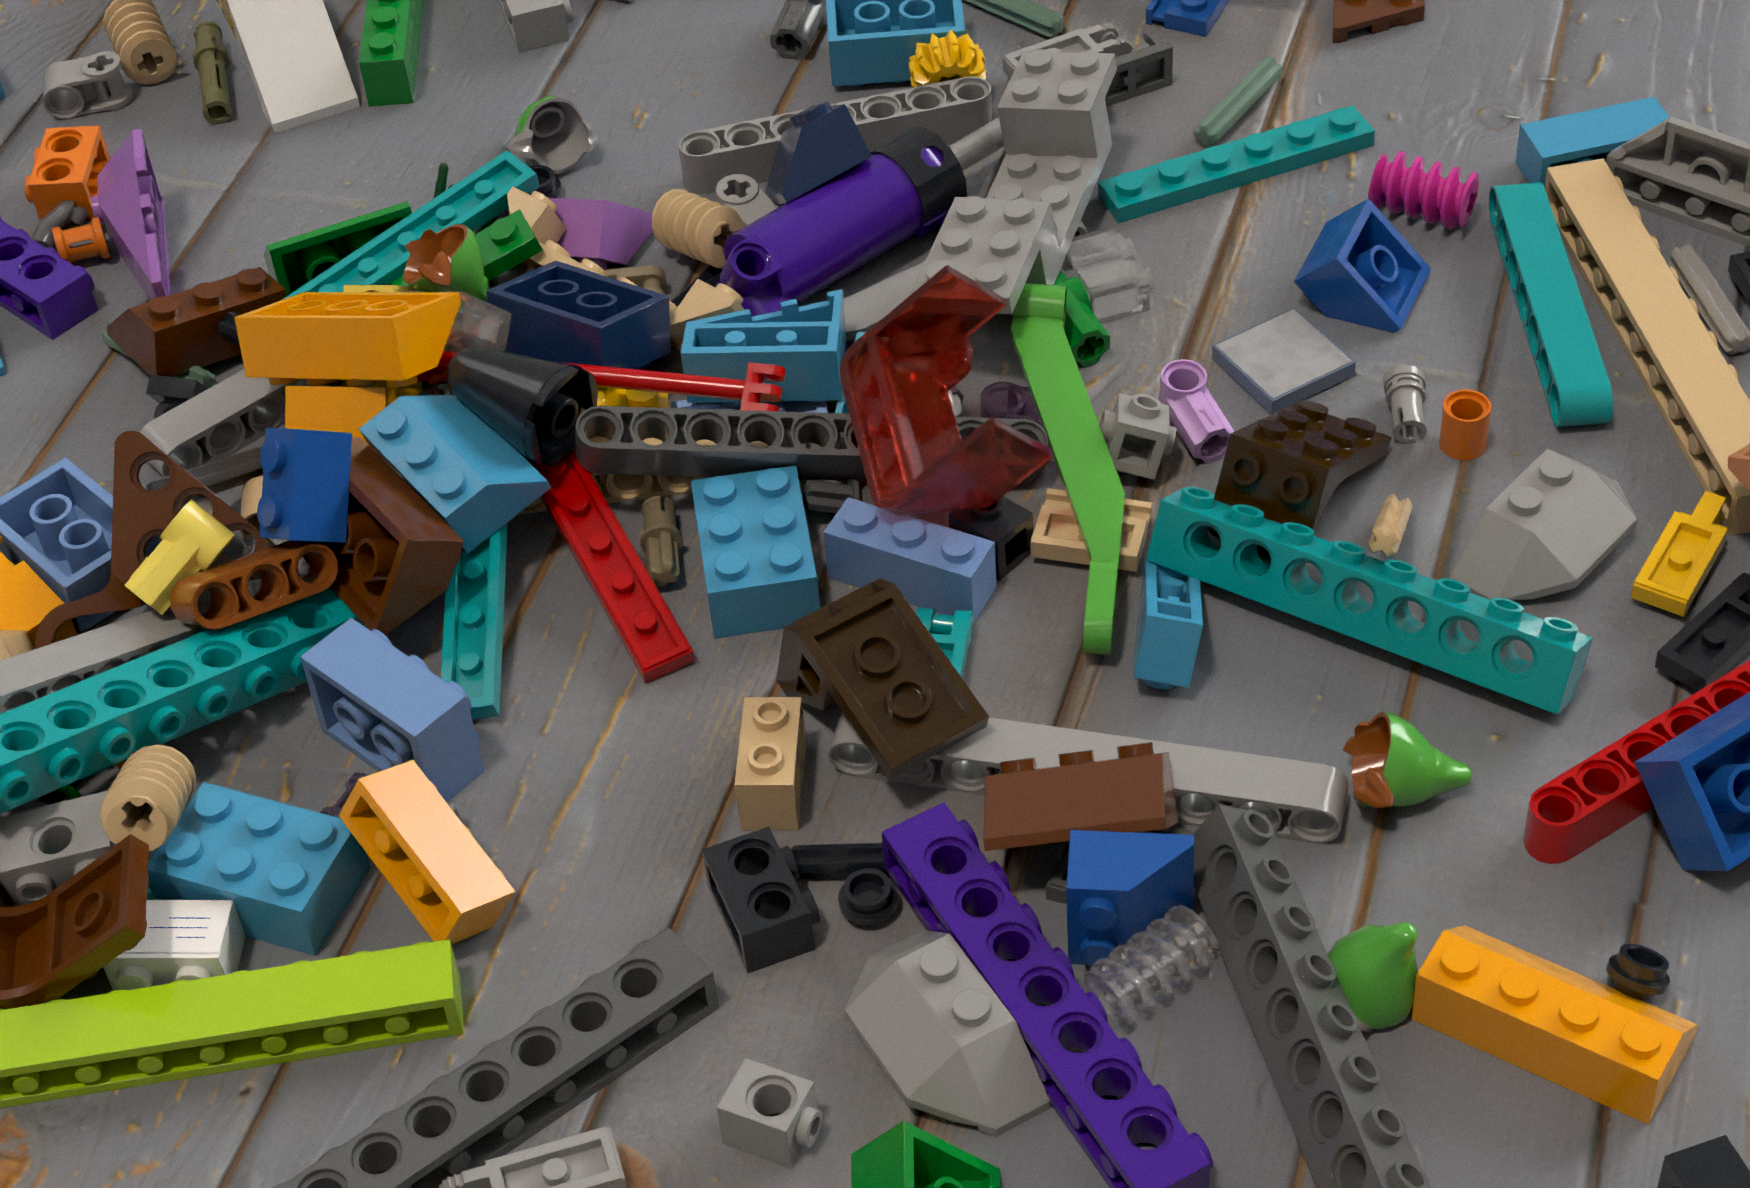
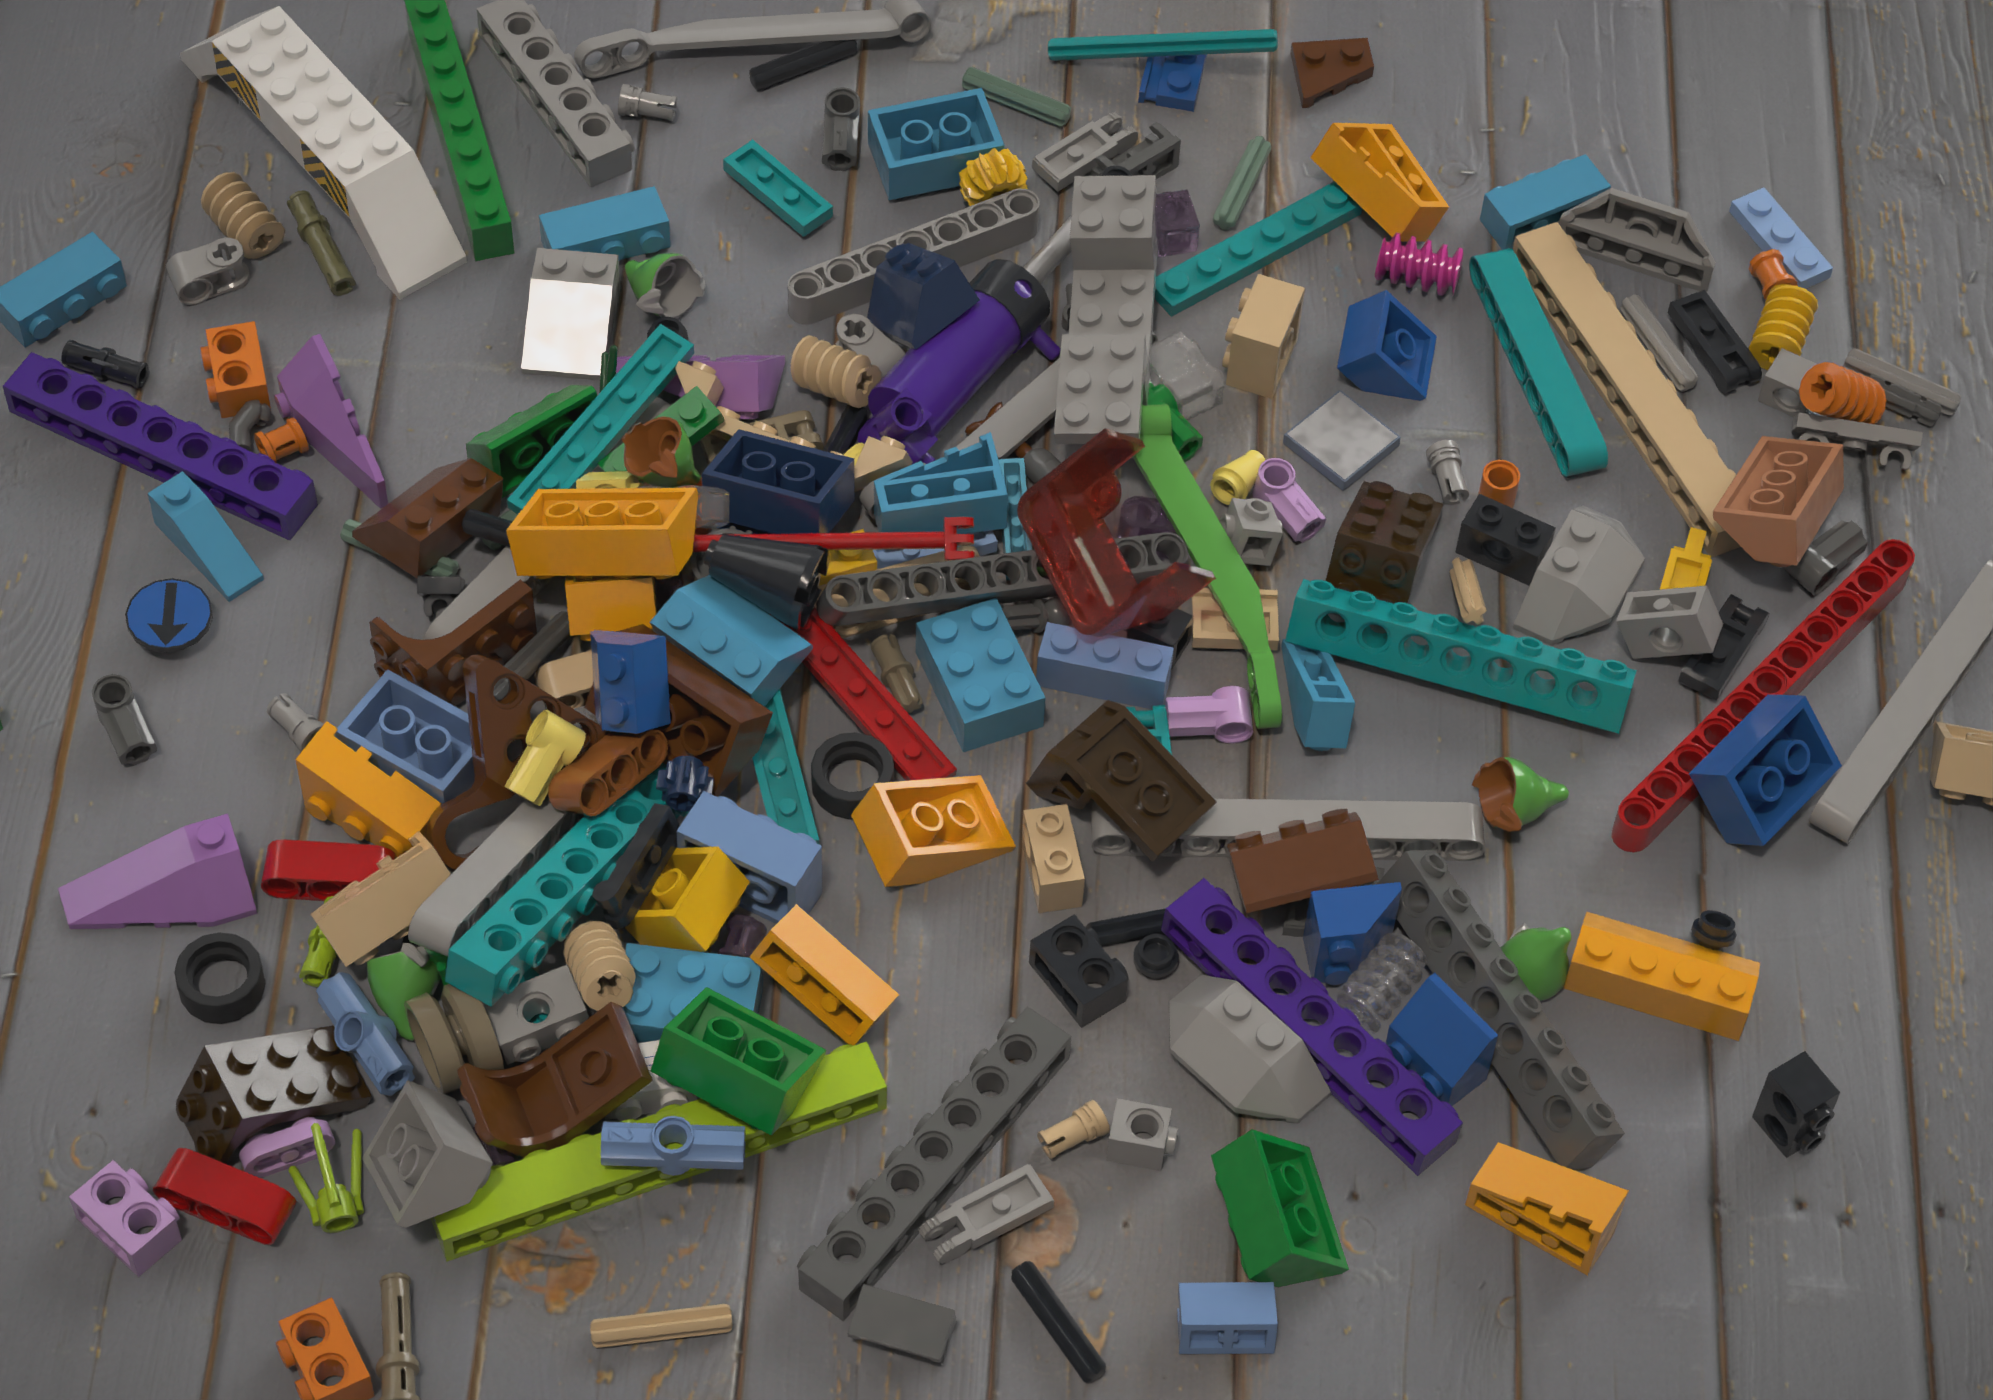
camera: 20 degrees left, 10 degrees up
(146, 1023) = (644, 1145): none -> medium blue piece
(190, 433) = (437, 663): none -> reddish brown bracket
(241, 694) = (638, 867): none -> black plate
(263, 930) = (736, 1060): none -> green slope
(296, 743) = (689, 900): none -> yellow brick
(334, 604) = (683, 782): none -> dark blue gear
(436, 129) = (570, 313): none -> slope
(505, 82) = (614, 225): none -> dark azure brick
(572, 671) = (842, 748): none -> black tyre
(634, 710) = (930, 828): none -> light orange slope
(686, 1094) = (1084, 1124): none -> tan pin
(713, 63) = (778, 188): none -> teal plate
(1042, 632) = (1221, 714): none -> lavender piece
(1136, 378) = (1236, 477): none -> light yellow cone
(1143, 129) = (1176, 223): none -> clear purple brick
(1211, 238) = (1263, 335): none -> tan brick
(1211, 1056) = (1442, 1041): none -> blue slope
(1397, 97) = (1382, 177): none -> light orange wedge
(1452, 475) = (1504, 539): none -> black brick
(1651, 588) = (1669, 622): none -> light grey brick

